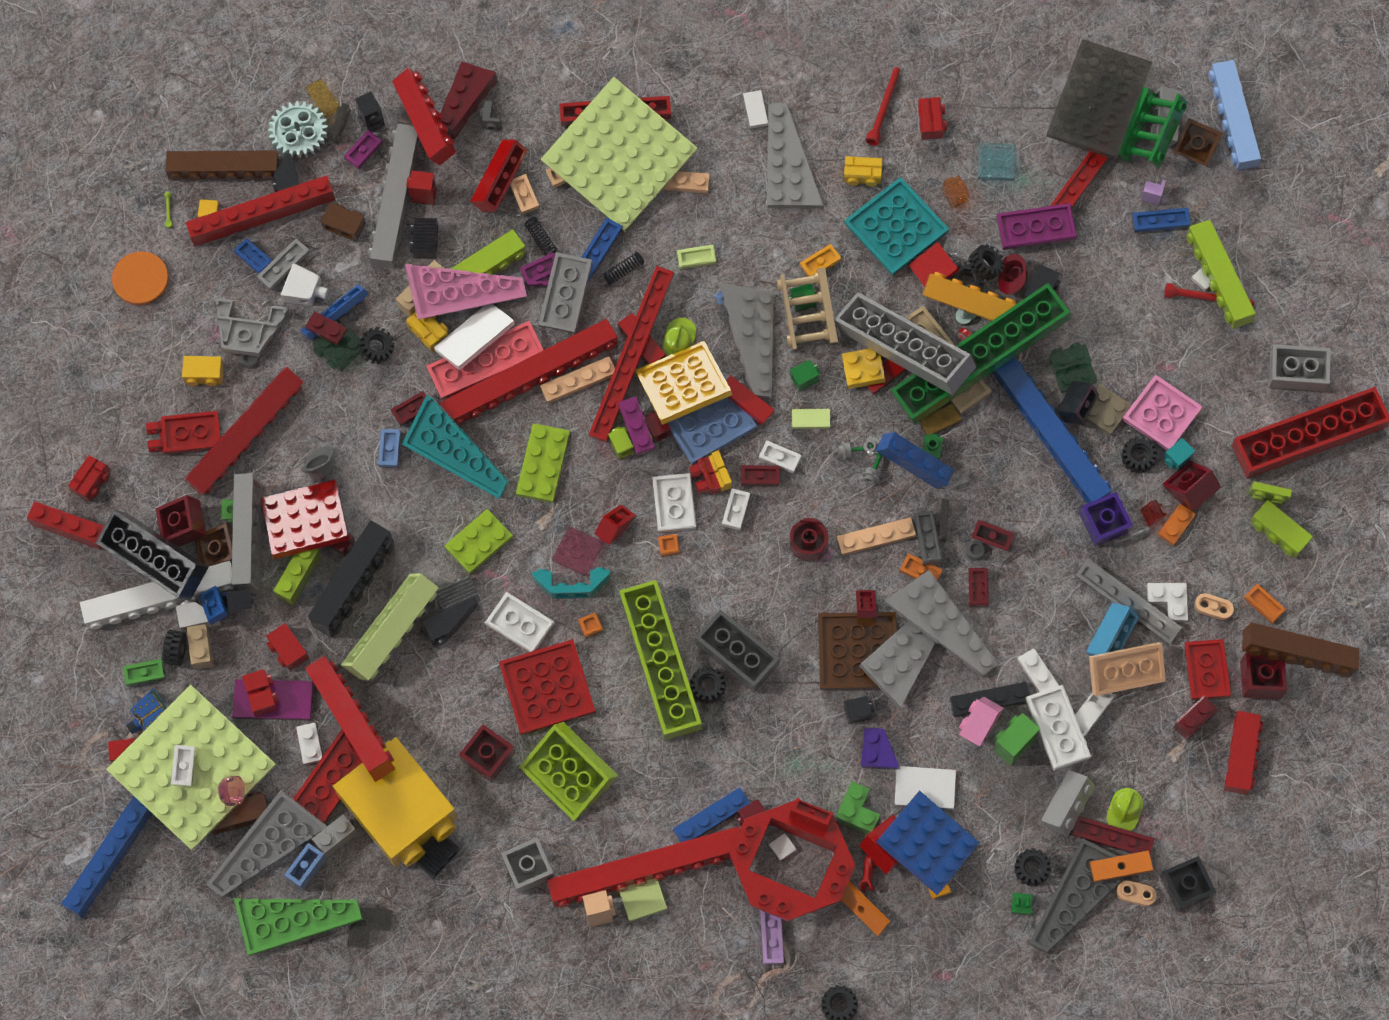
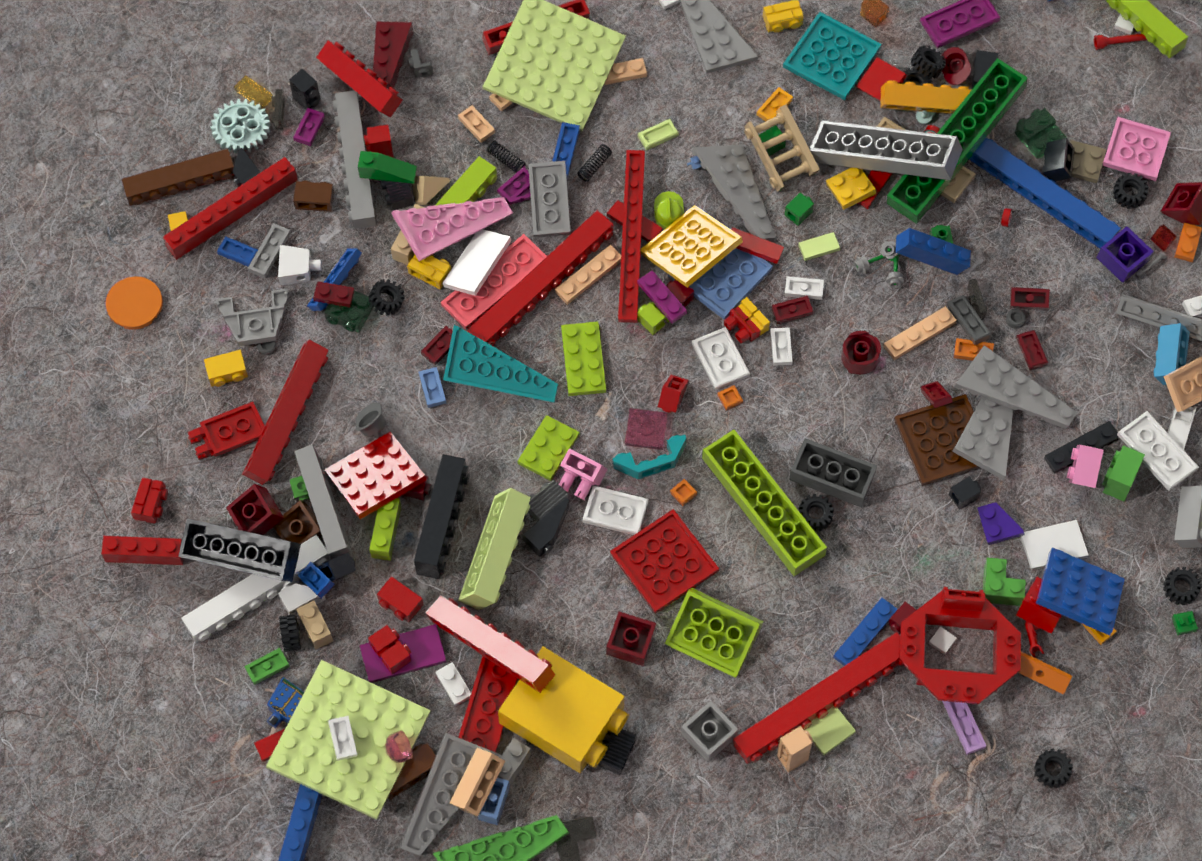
camera: 20 degrees left, 5 degrees down
(168, 223) = (144, 246): lime hinge -> none
(293, 846) = (477, 782): none -> light nougat brick
(417, 216) = (383, 167): none -> green slope
(454, 245) = (427, 187): none -> tan slope
(498, 175) = (447, 113): red brick -> none
(500, 570) = (581, 466): none -> bright pink brick
(940, 420) = (938, 212): pearl gold tile -> none
(1005, 445) = (1006, 217): none -> red tile
(1037, 671) = (1114, 409): white plate -> none
(1178, 455) = (1166, 180): teal brick -> none

